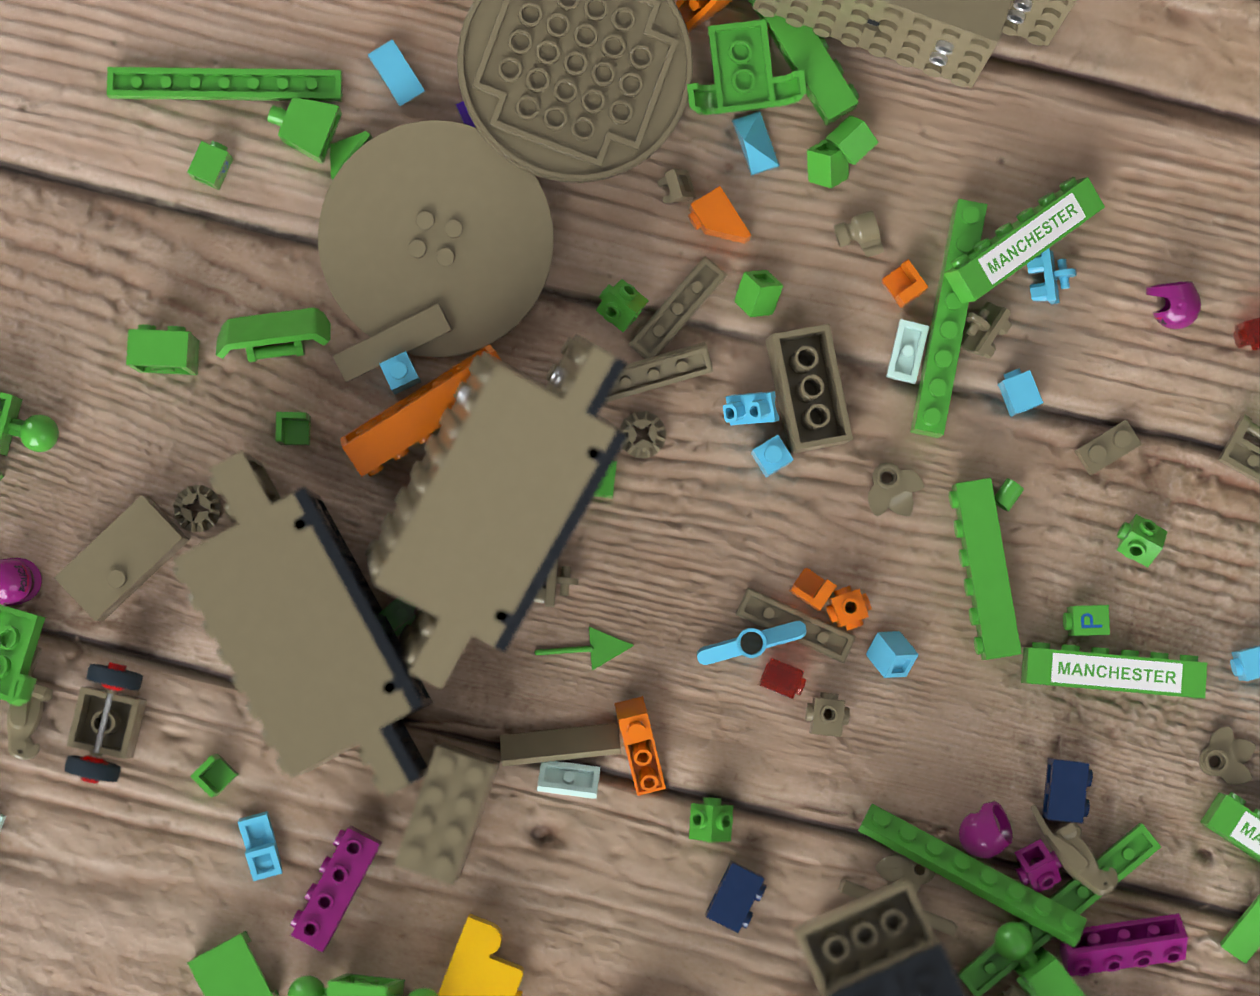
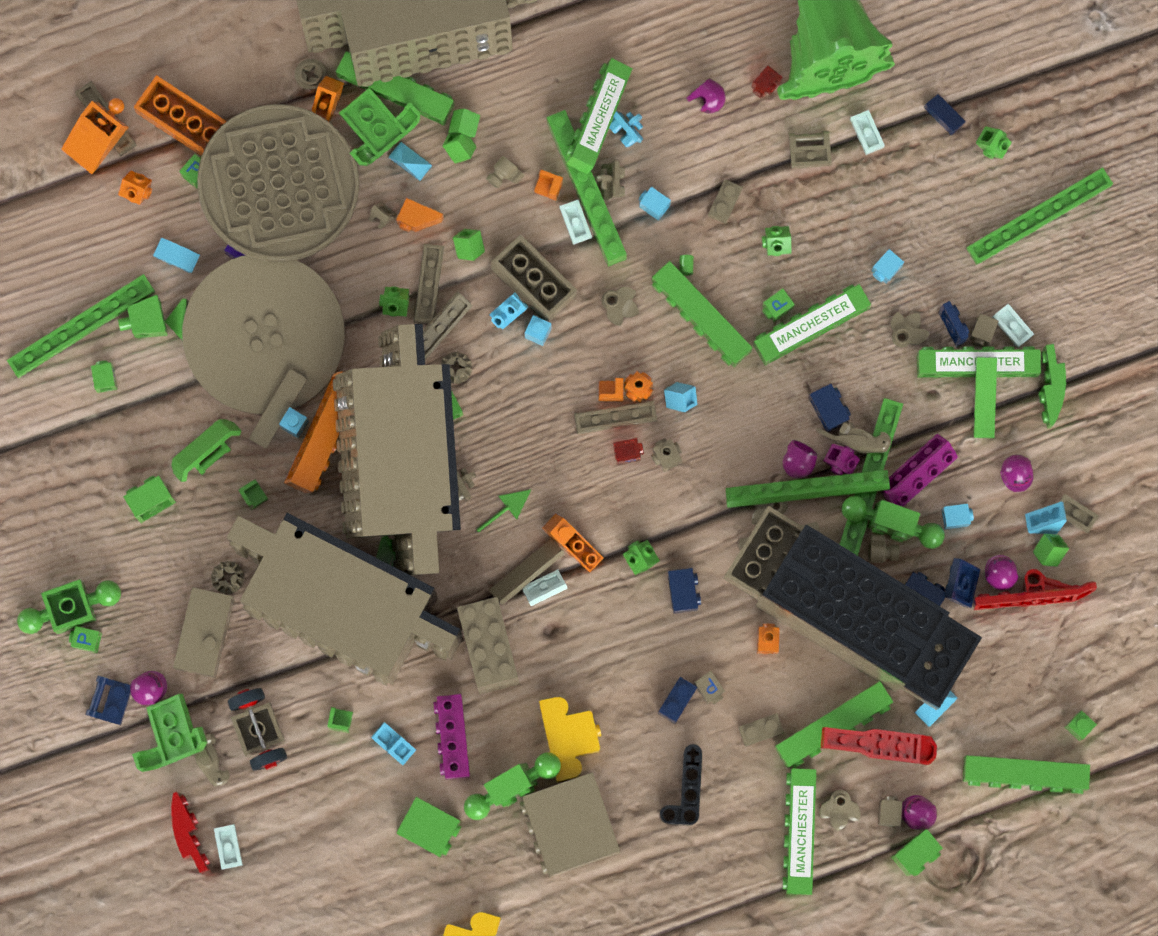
camera: 30 degrees left, 5 degrees down
(770, 637) = (588, 453): medium azure piece -> none

